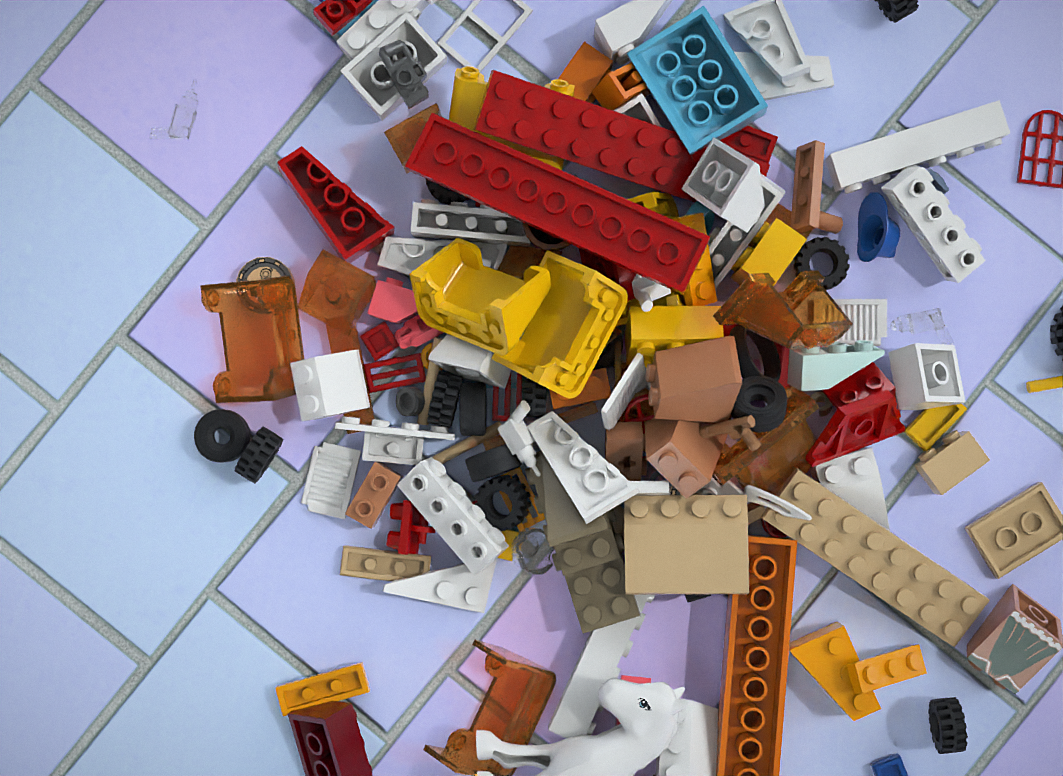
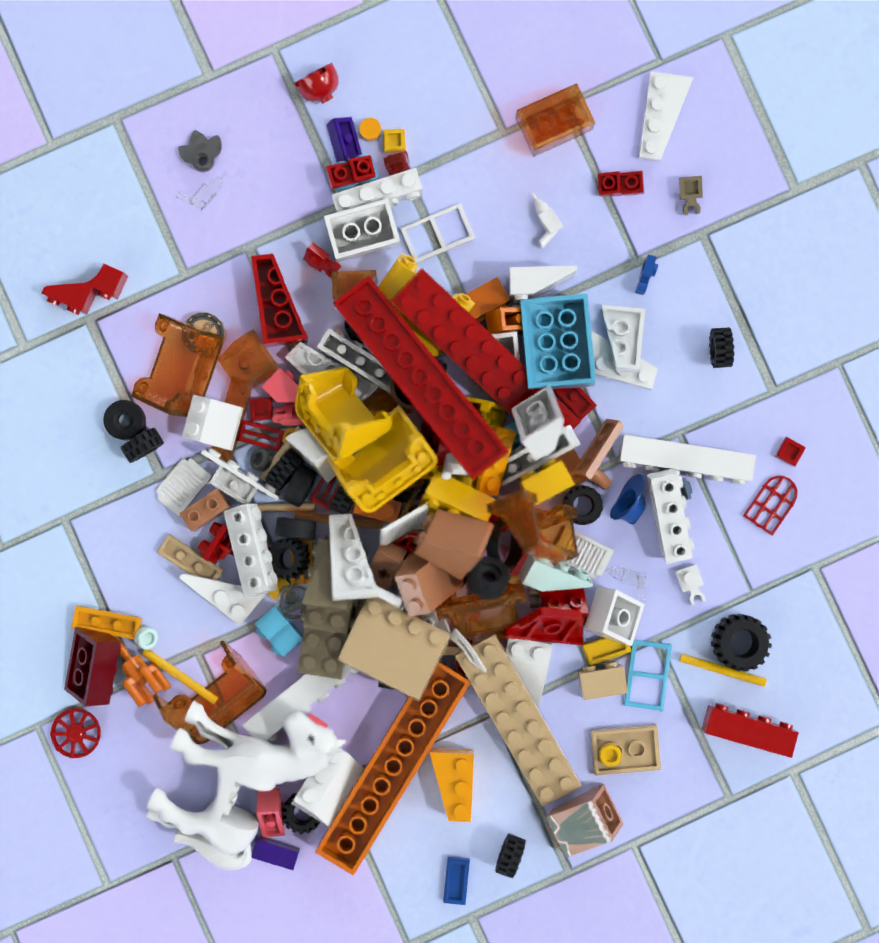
camera: 20 degrees right, 0 degrees up
(95, 313) = (81, 295): none -> red arch
(150, 67) = (199, 149): none -> flat silver plate
(359, 128) = (319, 259): none -> red plate
(379, 684) = (146, 638): none -> light aqua tile
(392, 732) = (138, 675): none -> orange plant
(403, 73) = (364, 239): dark grey piece -> none
(442, 709) = (180, 676): none -> yellow bar
(519, 437) = (320, 520): white piece -> none
(535, 595) = (279, 631): none -> medium azure brick
(736, 429) = (464, 587): medium nougat hose -> none
(886, 669) = (488, 797): light orange plate -> none
(993, 290) = (689, 580): none -> white plate
(1004, 545) = (610, 755): none -> yellow tile
(1020, 421) = (664, 677): none -> medium azure window
(1035, 77) = (790, 451): none -> red tile

